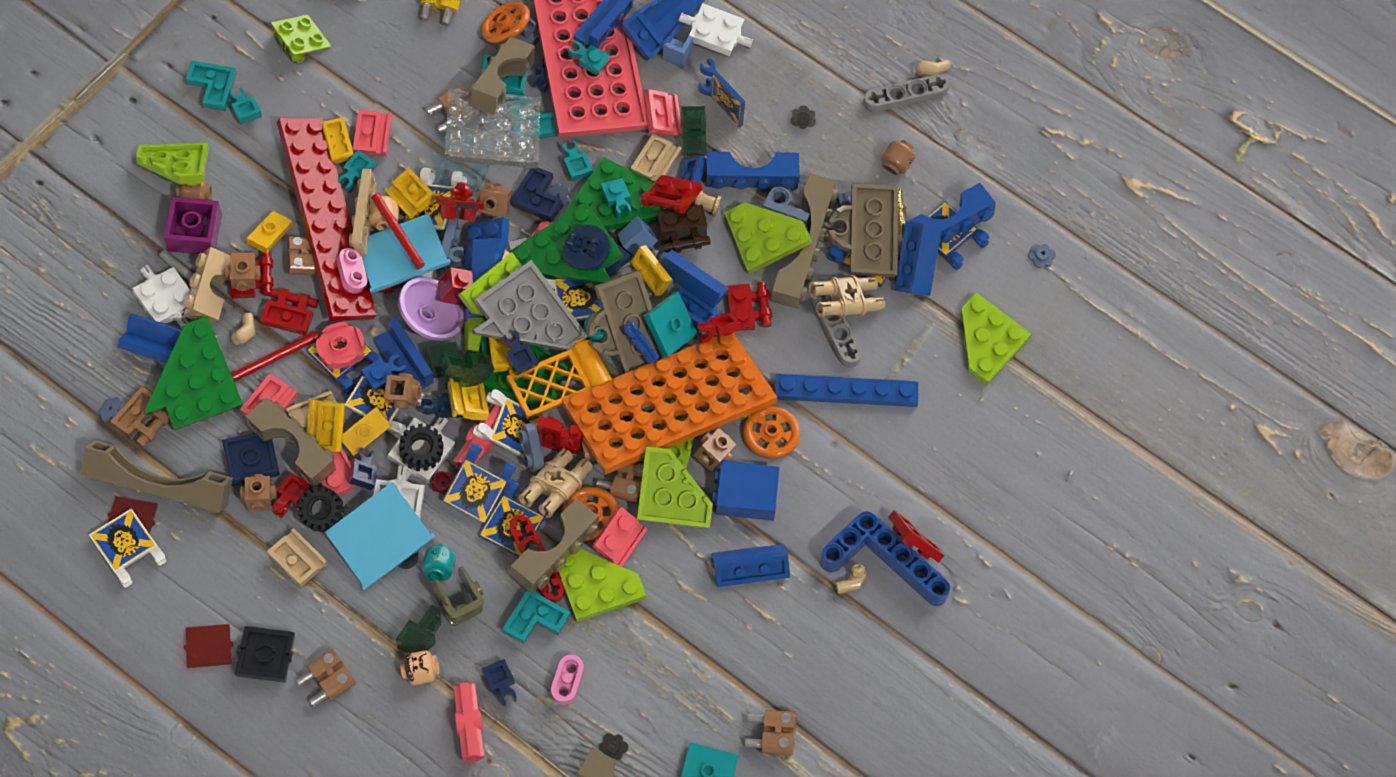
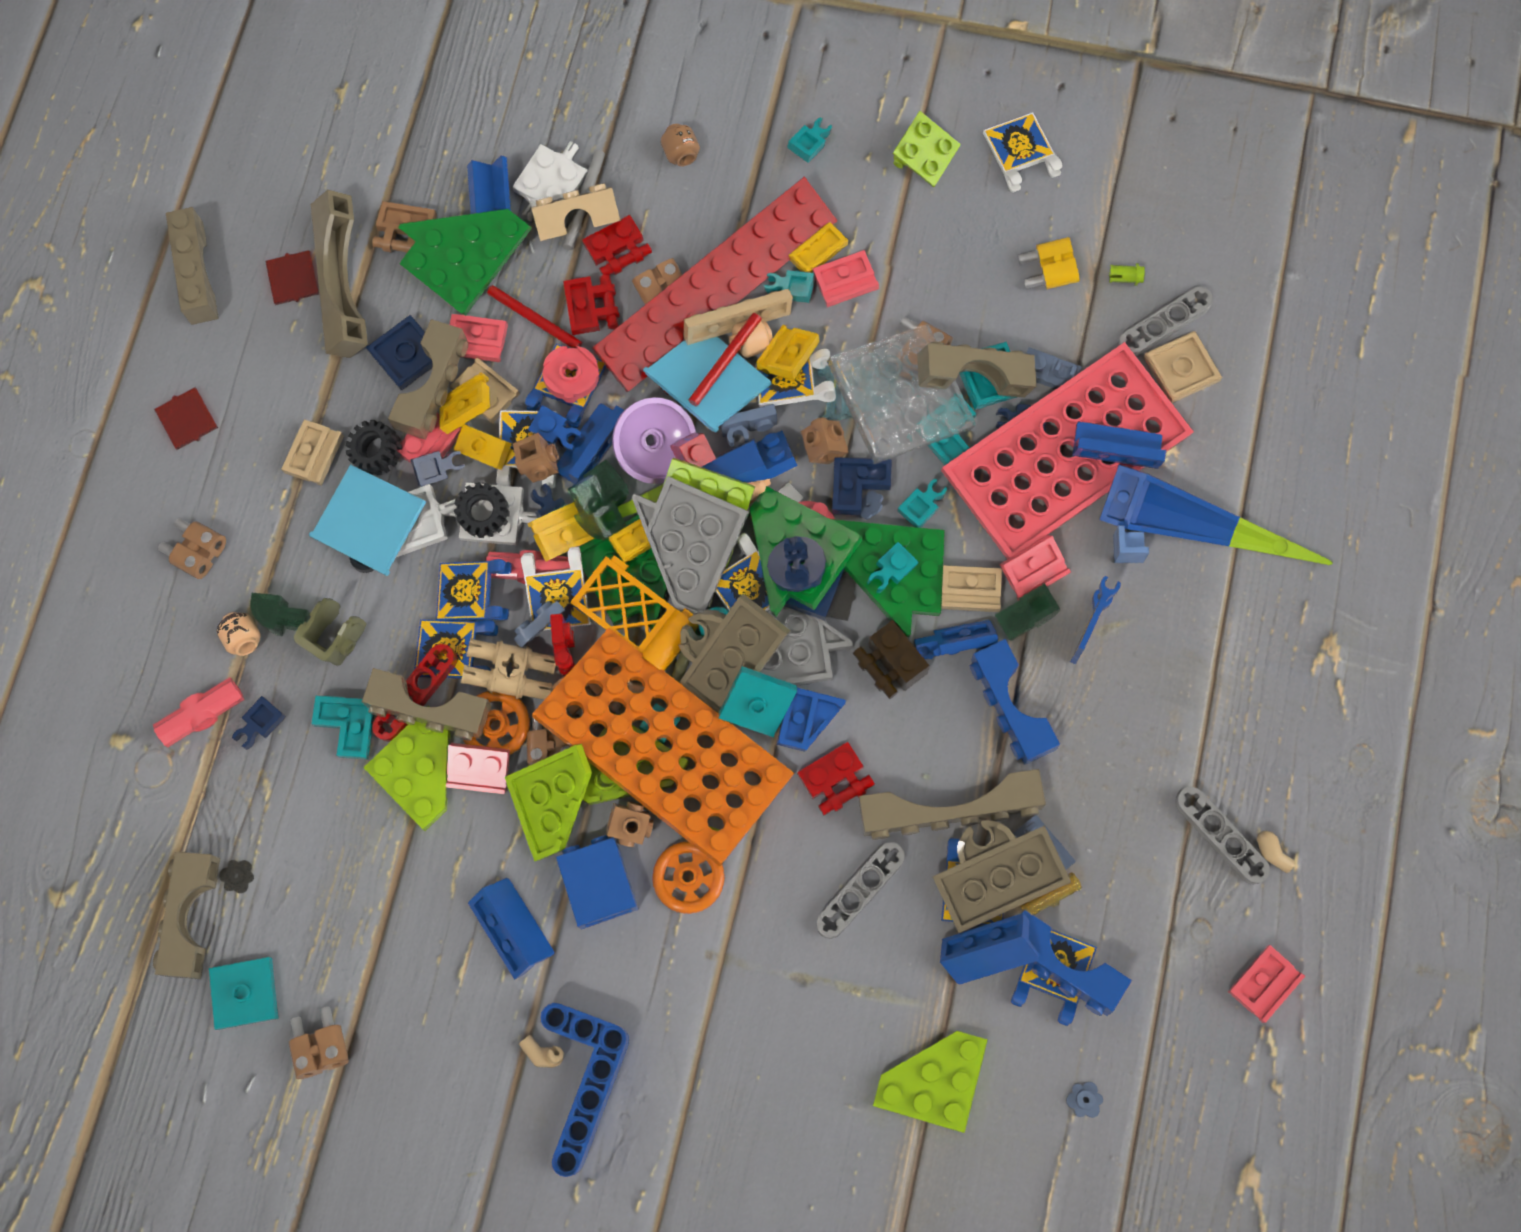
camera: 75 degrees right, 10 degrees up
(55, 579) = (193, 286): none -> dark tan arch
(110, 408) = (400, 195): sand blue plant -> none
(125, 542) = (260, 284): flag -> none
(176, 162) = (705, 108): lime plate -> none
(192, 225) = (637, 162): magenta brick -> none
(217, 81) = (827, 99): teal plate -> none
(243, 271) = (601, 233): medium nougat brick -> none
(245, 332) = (547, 275): tan arm -> none
(258, 493) = (364, 379): medium nougat brick -> none
(265, 654) = (193, 475): black plate -> none
(269, 232) = (672, 238): yellow plate -> none
(289, 492) = (377, 410): red plate -> none
(351, 268) = (659, 338): bright pink plate -> none
(438, 563) = (364, 594): teal head -> none
(441, 477) = (460, 547): dark red plate -> none
(460, 200) = (794, 403): red hips -> none
(505, 22) = (1057, 343): orange plate -> none
(520, 356) = (629, 558): dark blue plate -> none
(567, 681) = (290, 791): bright pink plate -> none
(590, 59) = (1058, 457): teal plate -> none
(637, 234) = (859, 614): medium blue panel -> none
(640, 342) = (714, 679): blue axle -> none
(651, 270) = (815, 648): yellow plate -> none
(672, 193) = (933, 625): red plate -> none
(693, 278) = (833, 699): blue panel -> none
(709, 202) = (945, 671): tan bush -> none
(716, 29) = (1181, 575): white plate -> none
(722, 325) = (786, 759): red plate -> none
(765, 235) = (933, 755): lime plate -> none
(783, 195) = (976, 761): sand blue plate -> none
(803, 117) = (1127, 725): clear smoke plant -> none
(846, 296) = (912, 885): tan pin -> none
(846, 390) = (783, 941): blue plate -> none
(898, 157) = (1123, 864): medium nougat head -> none
(912, 537) = (614, 1104): red plate -> none
(1016, 113) = (1266, 984): none -> coral plate

